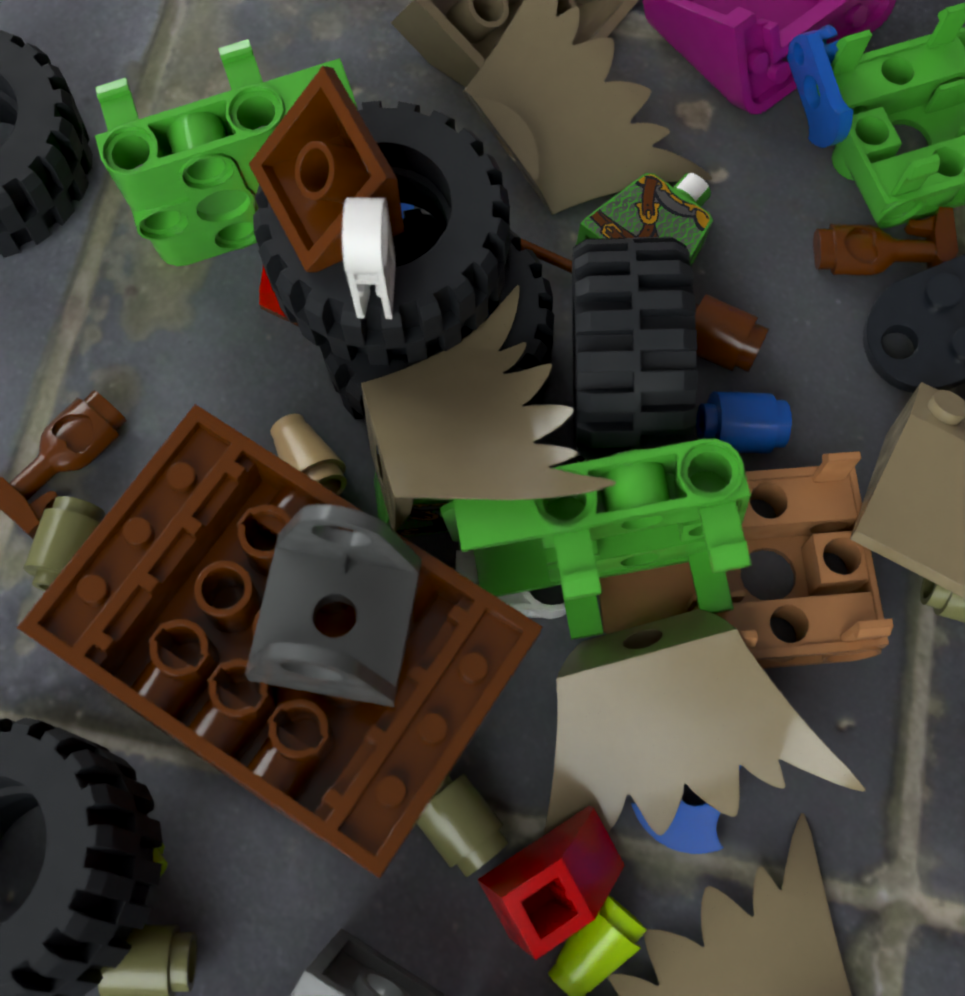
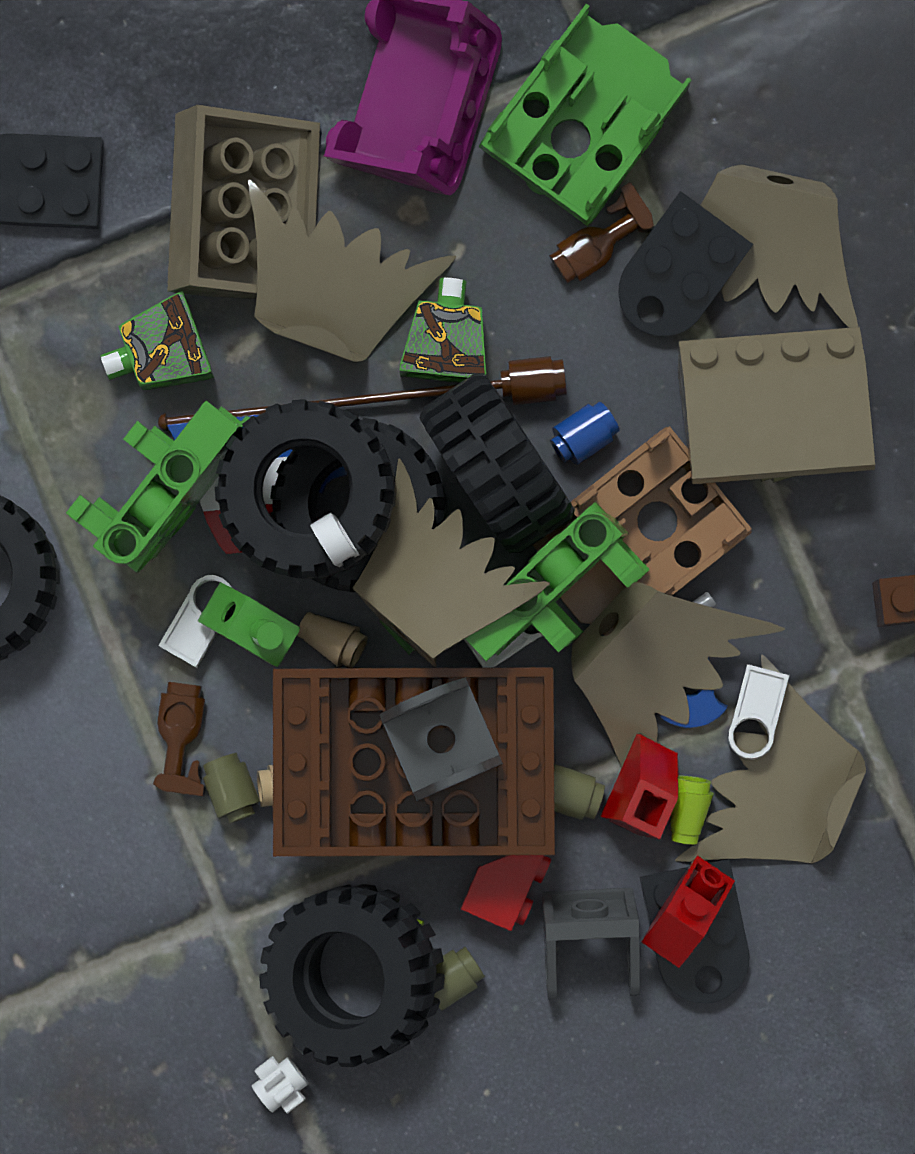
camera: 30 degrees left, 15 degrees up
(161, 357) = (187, 636): none -> white piece
(225, 376) = (250, 626): none -> bright green torso
(292, 886) = (502, 887): none -> red slope
(318, 161) = (268, 503): reddish brown slope -> none
(367, 44) = (160, 347): none -> torso
(774, 867) = (760, 701): none -> white piece
(810, 64) = (472, 138): blue piece -> none

